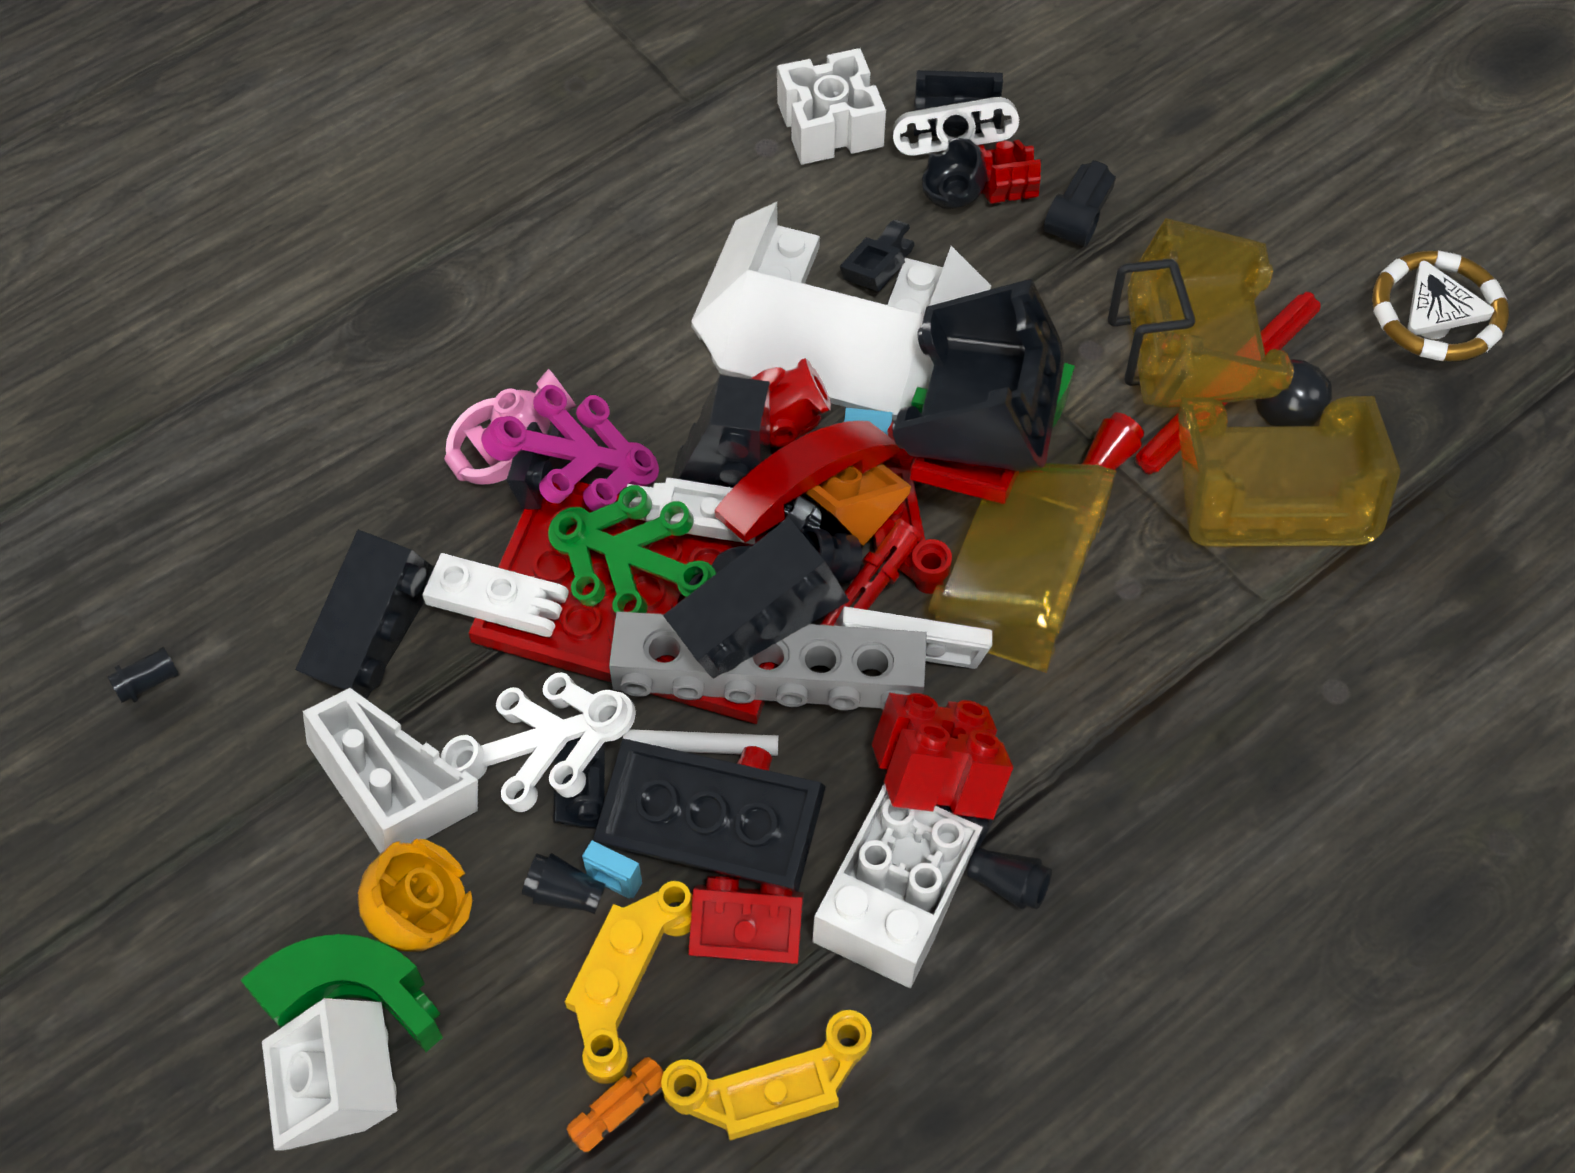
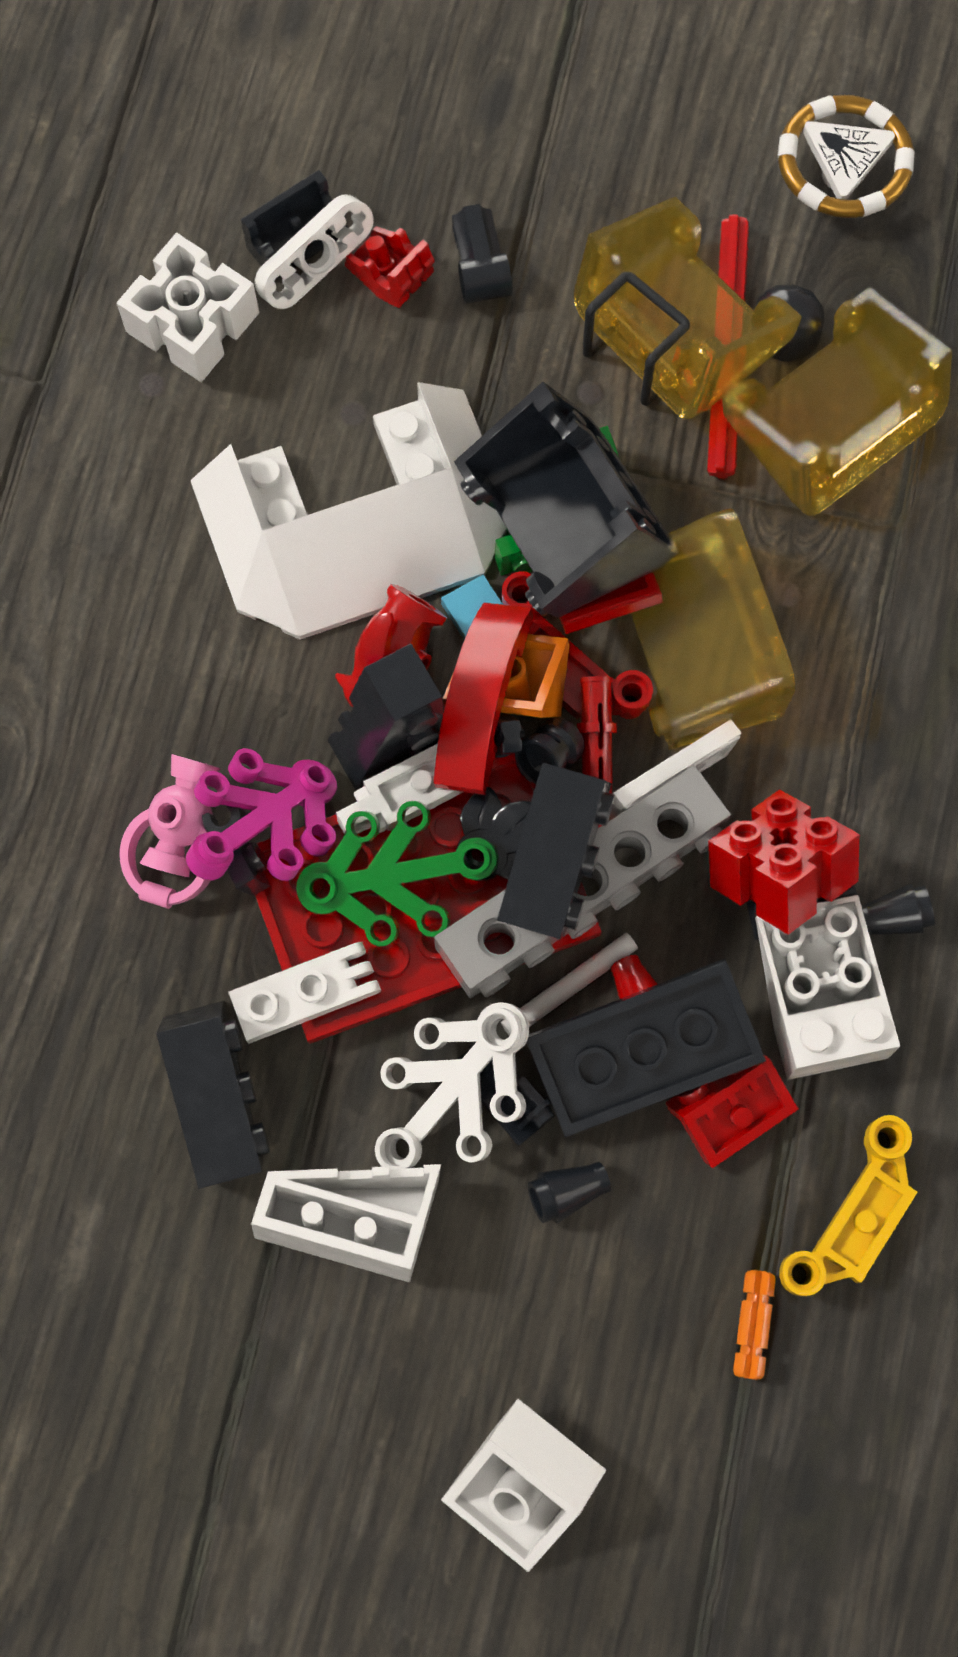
camera: 40 degrees left, 15 degrees up
(142, 675) = (58, 1291): black pin -> none
(342, 969) = (444, 1409): green arch -> none
(414, 896) = (472, 1298): light orange cylinder -> none
(612, 868) = (597, 1148): medium azure tile -> none
(616, 969) = (671, 1223): yellow plate -> none
(878, 260) = (352, 435): black plate -> none
(955, 175) = (353, 302): black hair -> none
(1115, 441) = (684, 477): red cone -> none

